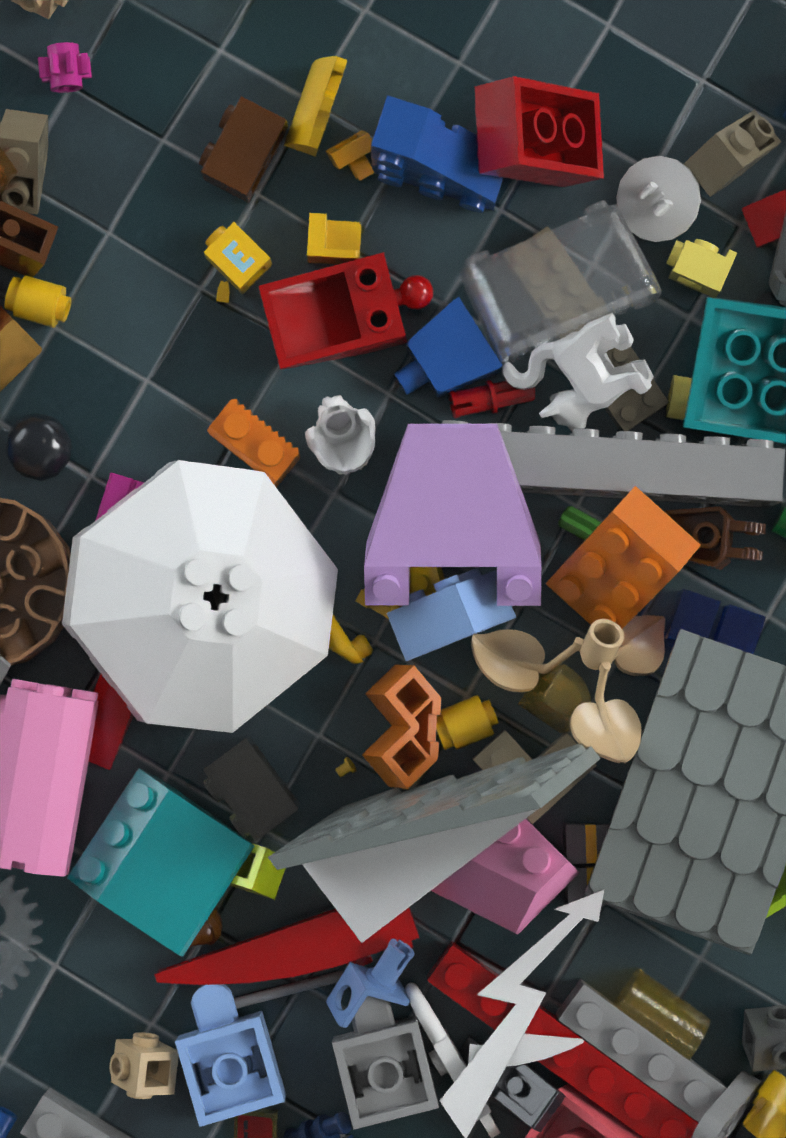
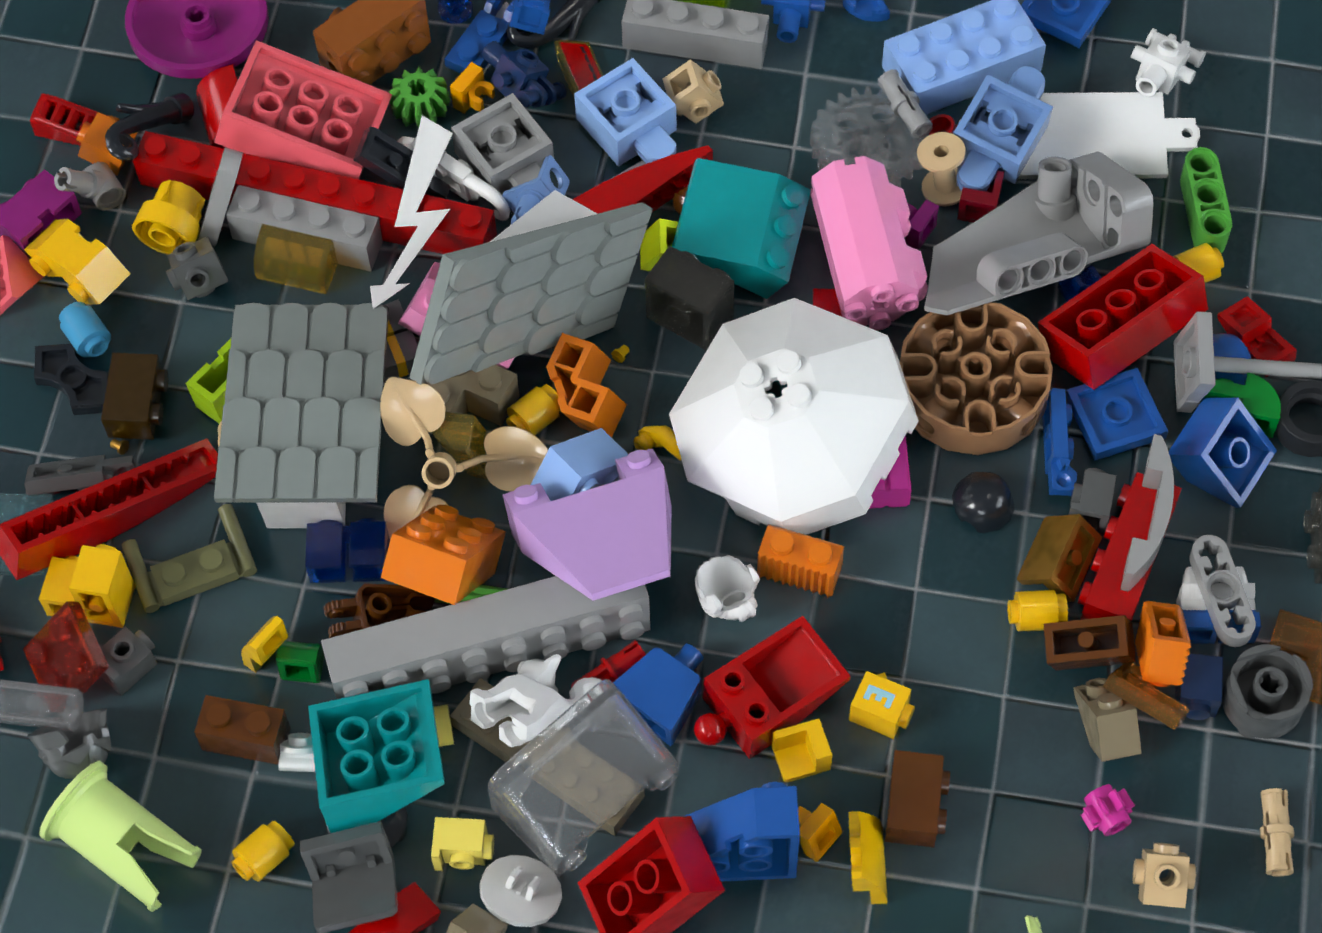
camera: 160 degrees right, 25 degrees down
(534, 1048) = (390, 188): white sticker -> none

